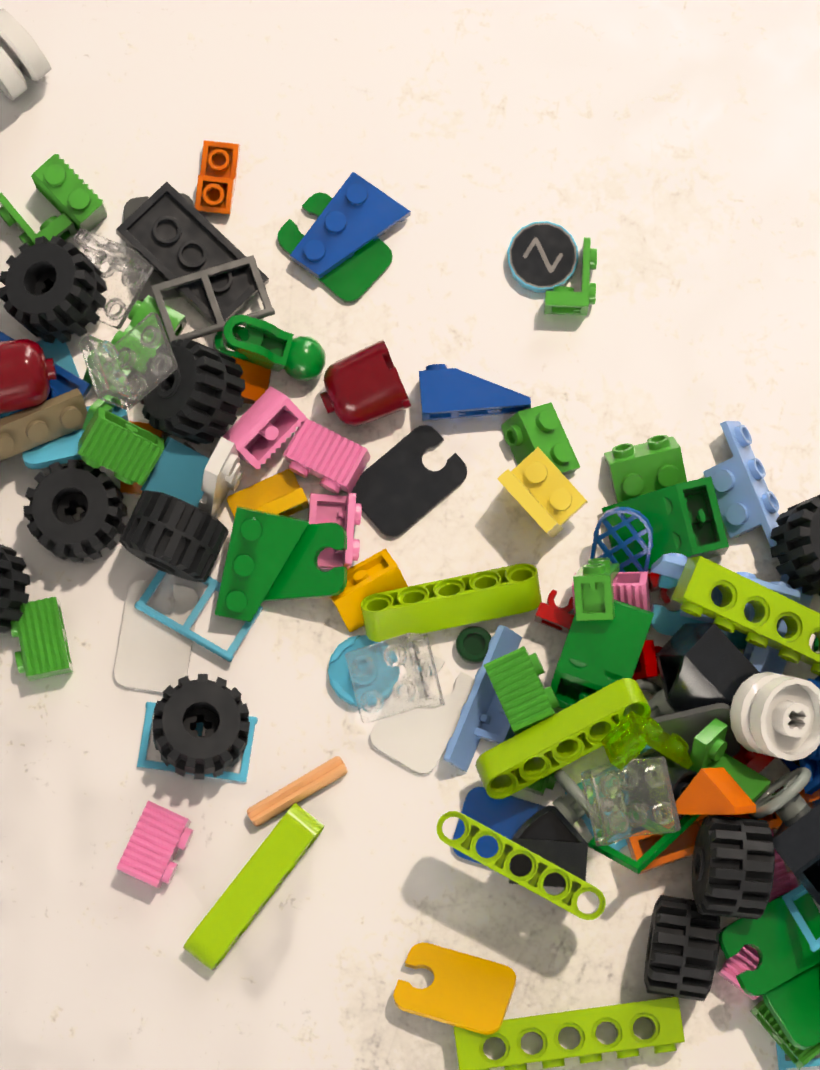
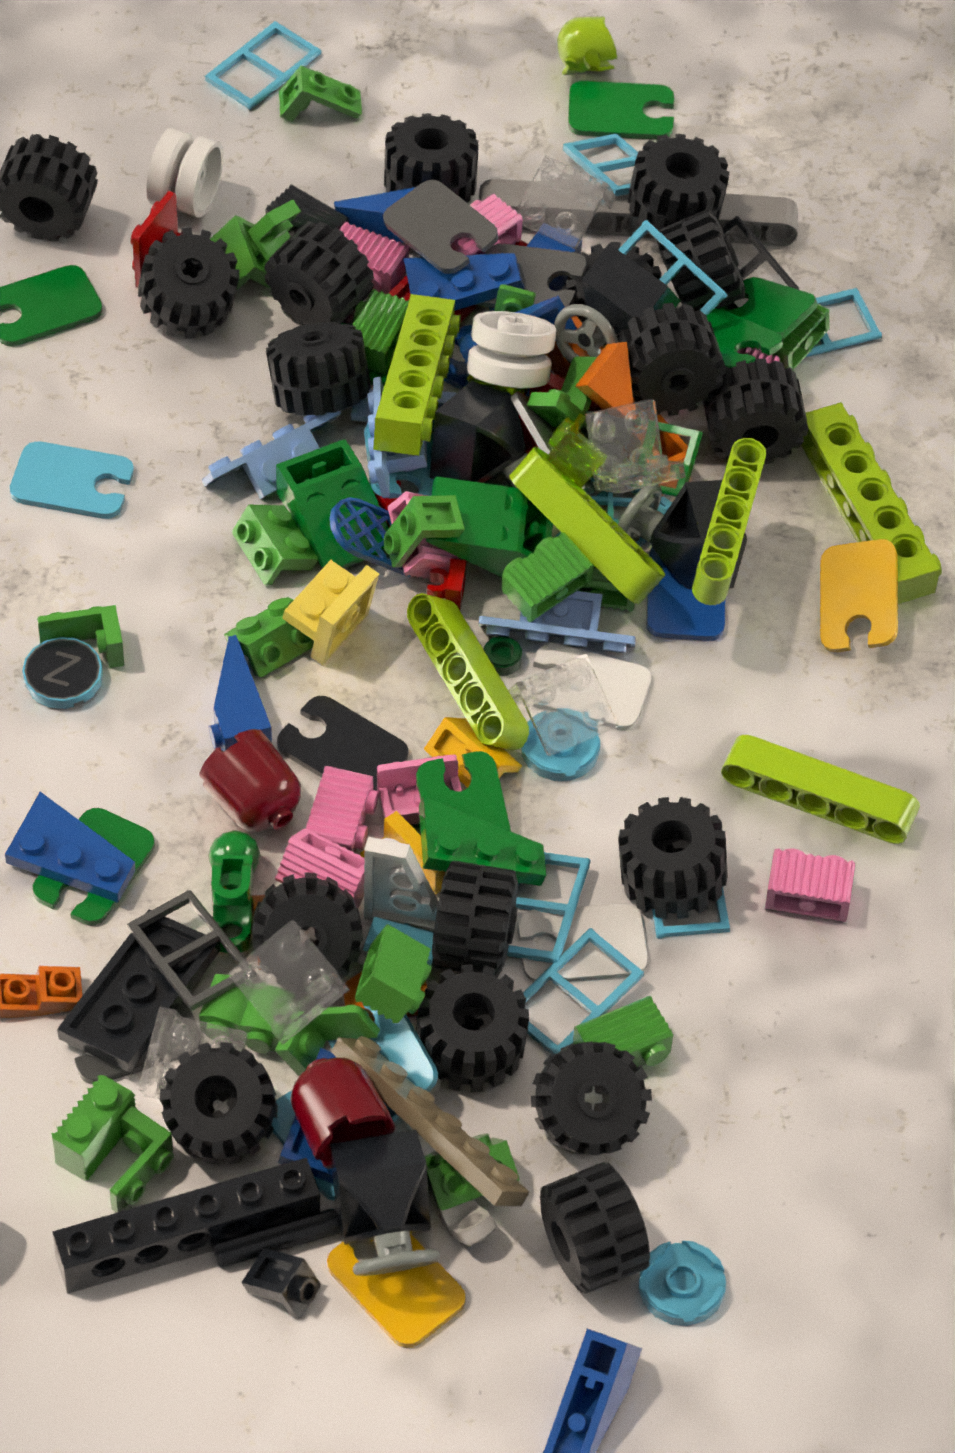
camera: 110 degrees left, 25 degrees down
(80, 627) = (552, 974): none -> medium azure window
(297, 791) = (707, 776): light nougat axle -> none
(770, 296) = (66, 477): none -> medium azure piece

